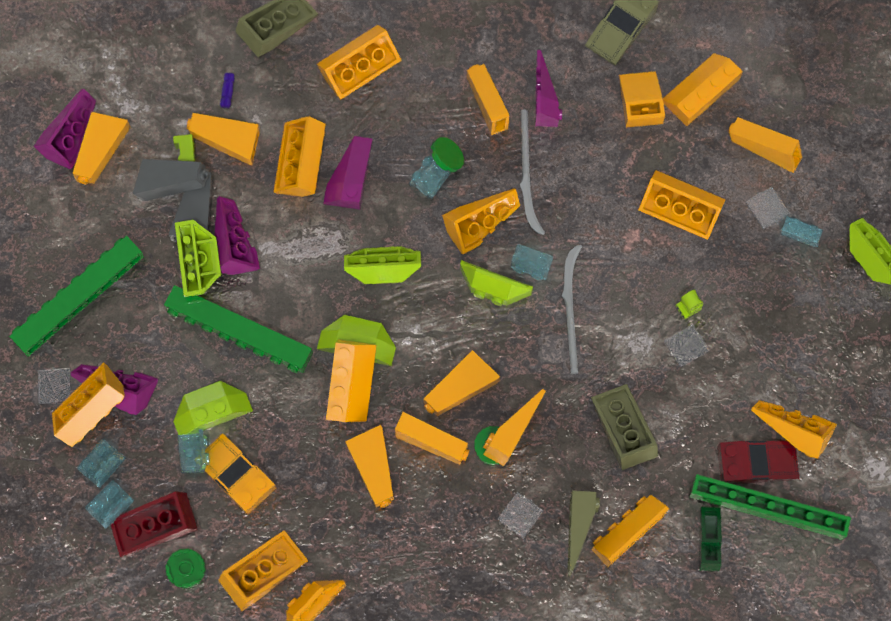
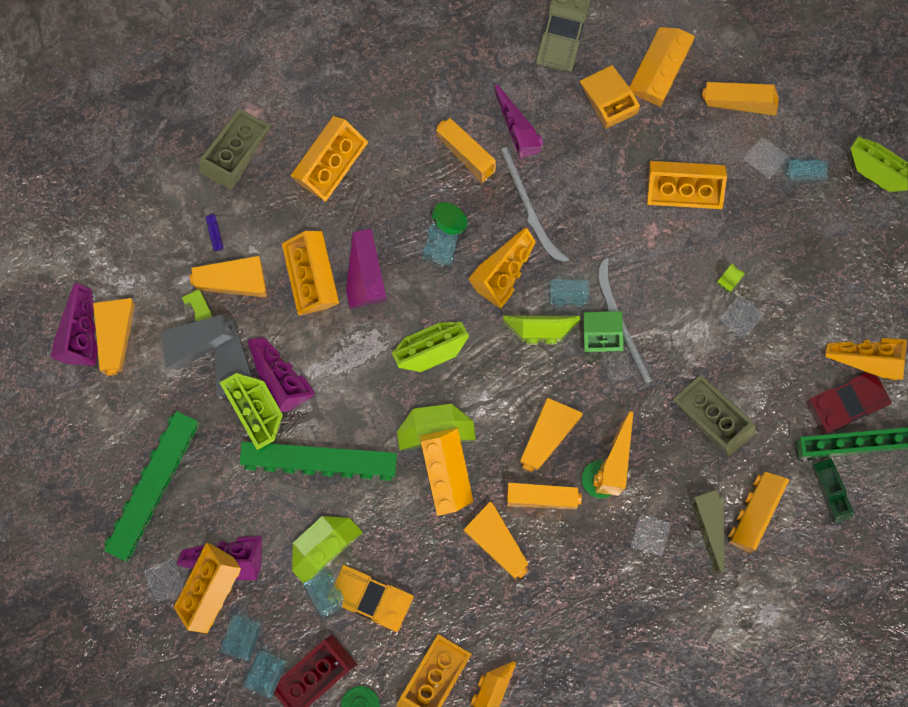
camera: 20 degrees left, 5 degrees up
(549, 309) = (603, 331): none -> bright green slope

